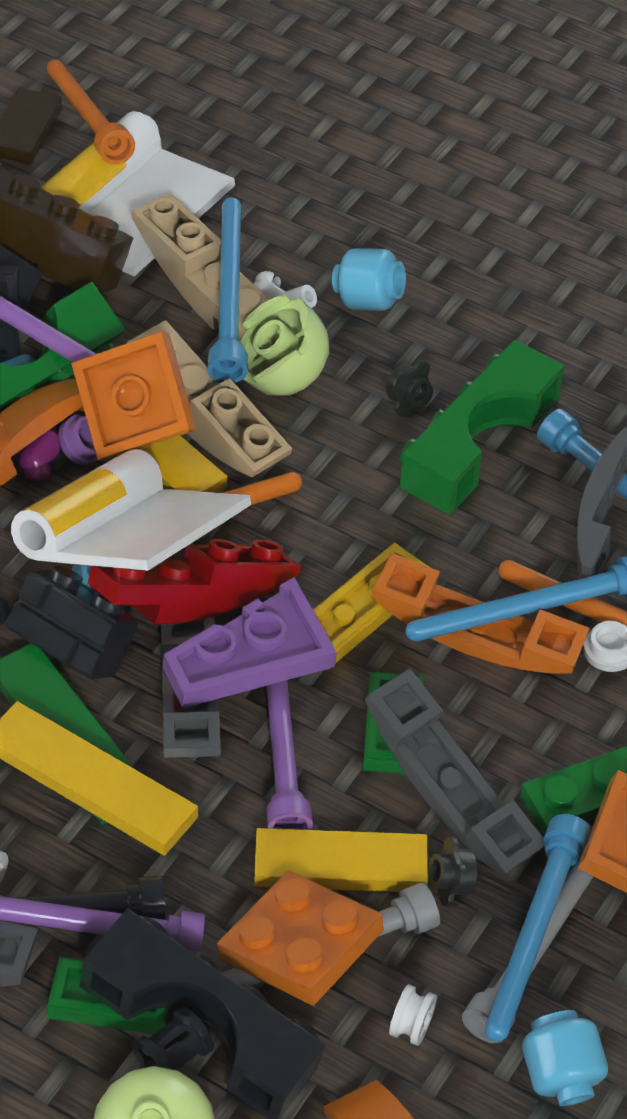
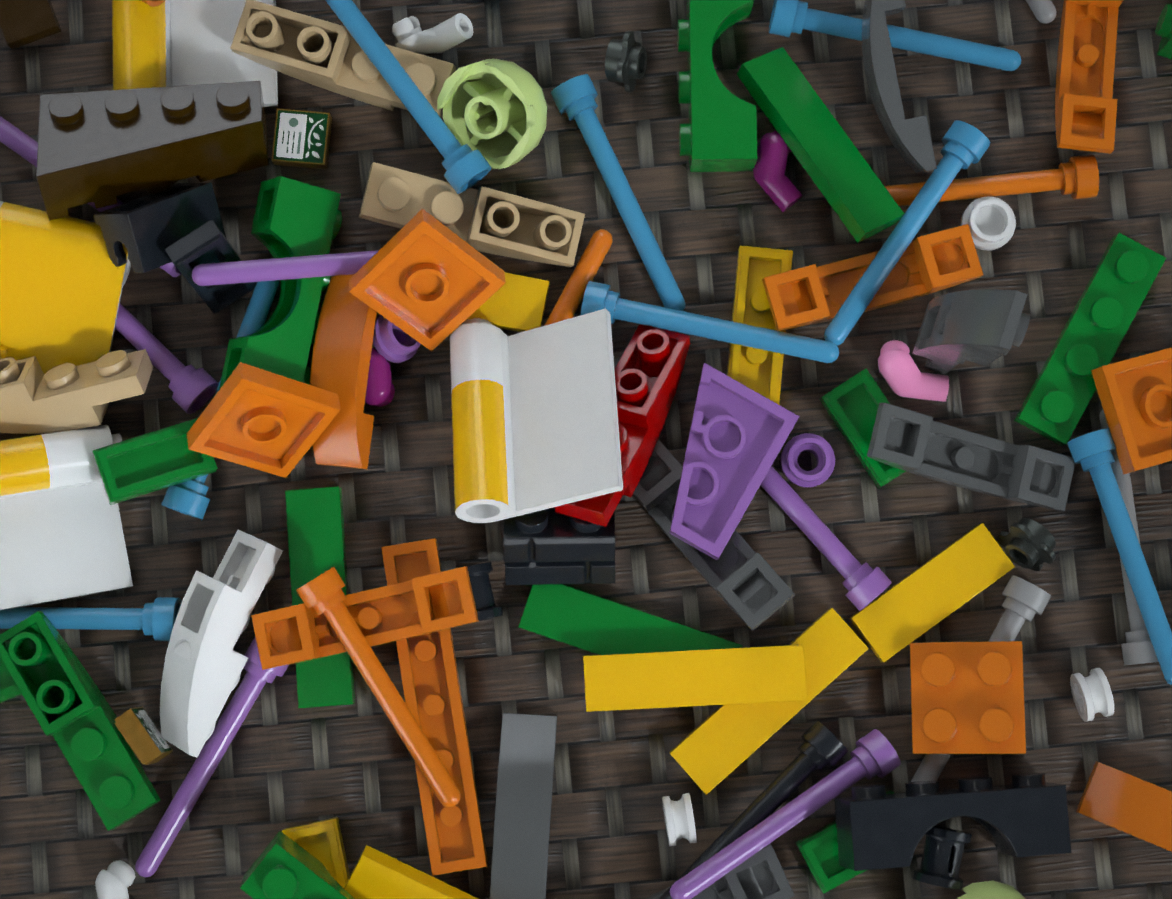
camera: 35 degrees left, 35 degrees up
(100, 850) = (740, 729): none -> yellow tile
(134, 302) = (301, 138): none -> tile
(260, 519) = (599, 296): none -> dark azure piece
(320, 694) = (823, 453): none -> medium lavender plate
(352, 391) = (577, 100): none -> dark azure piece
(451, 695) = (905, 377): none -> bright pink arm
(459, 517) = (770, 171): none -> magenta arm
(511, 647) = (971, 327): none -> dark grey slope
(513, 513) = (820, 144): none -> green tile

